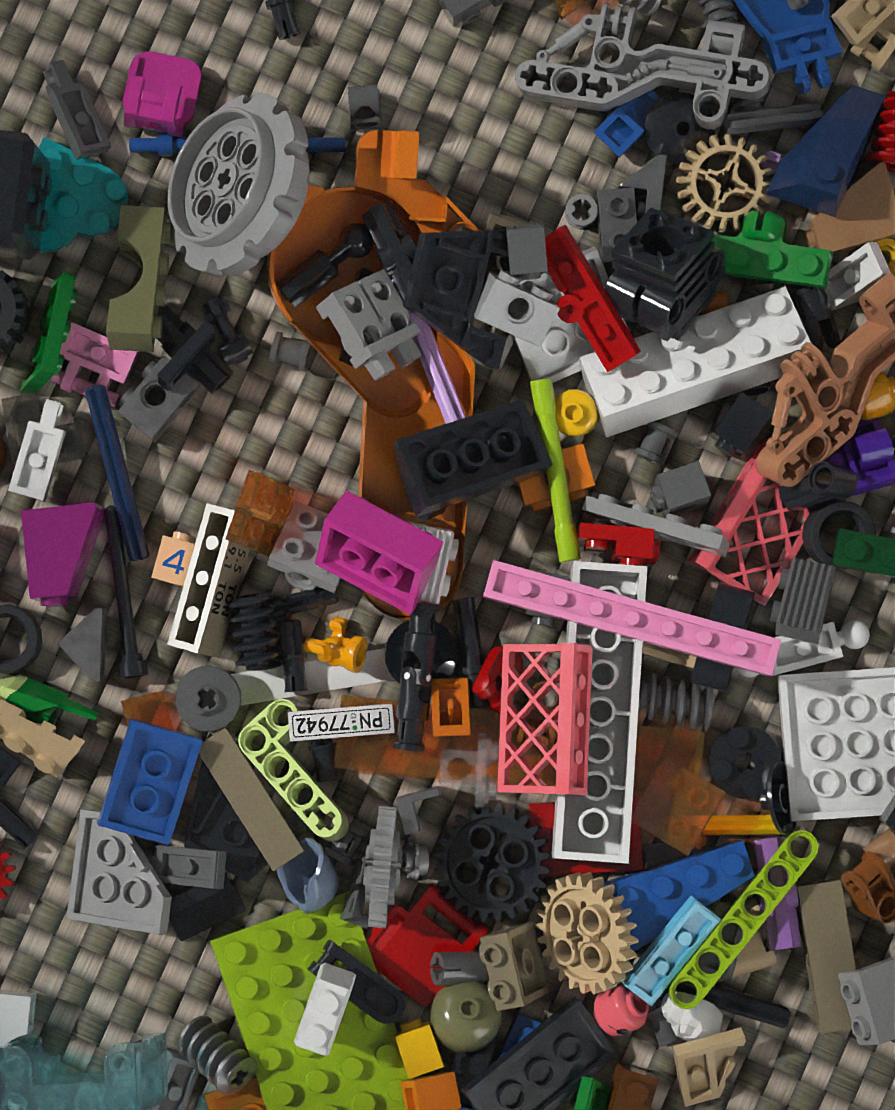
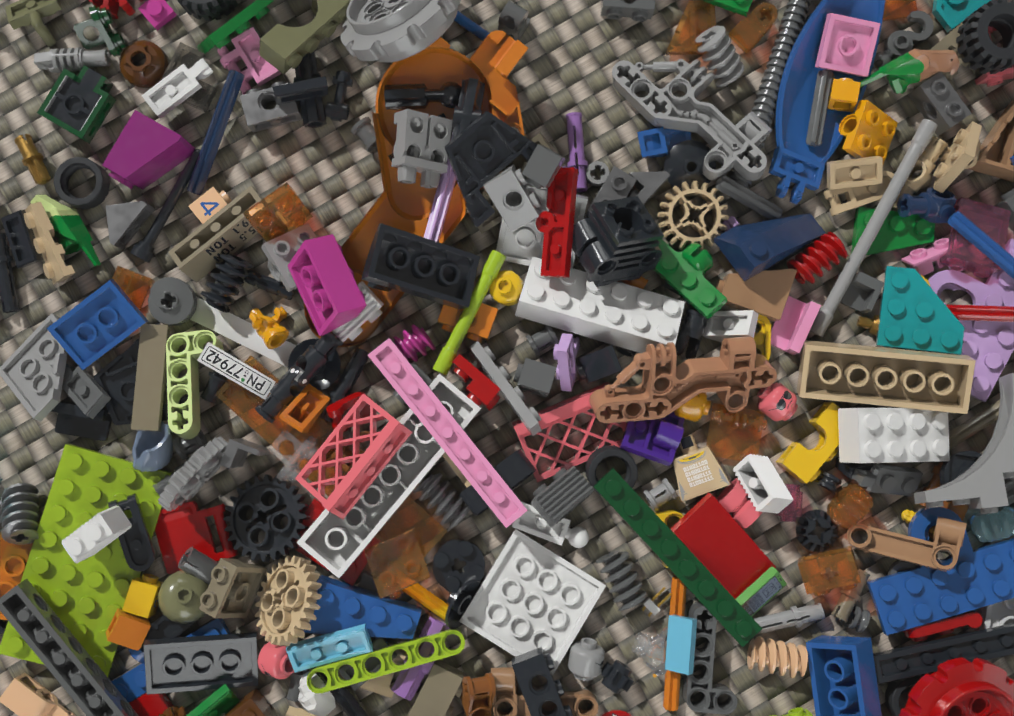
camera: 30 degrees right, 0 degrees up
(293, 656) = (240, 312): black axle -> none
(415, 860) = (222, 483): light grey plate -> none
(513, 171) = (574, 122): none -> medium lavender pin
(514, 549) = (414, 343): none -> dark pink piece
(694, 439) = (565, 354): none -> lavender hinge
(821, 484) = (620, 434): black piece -> none

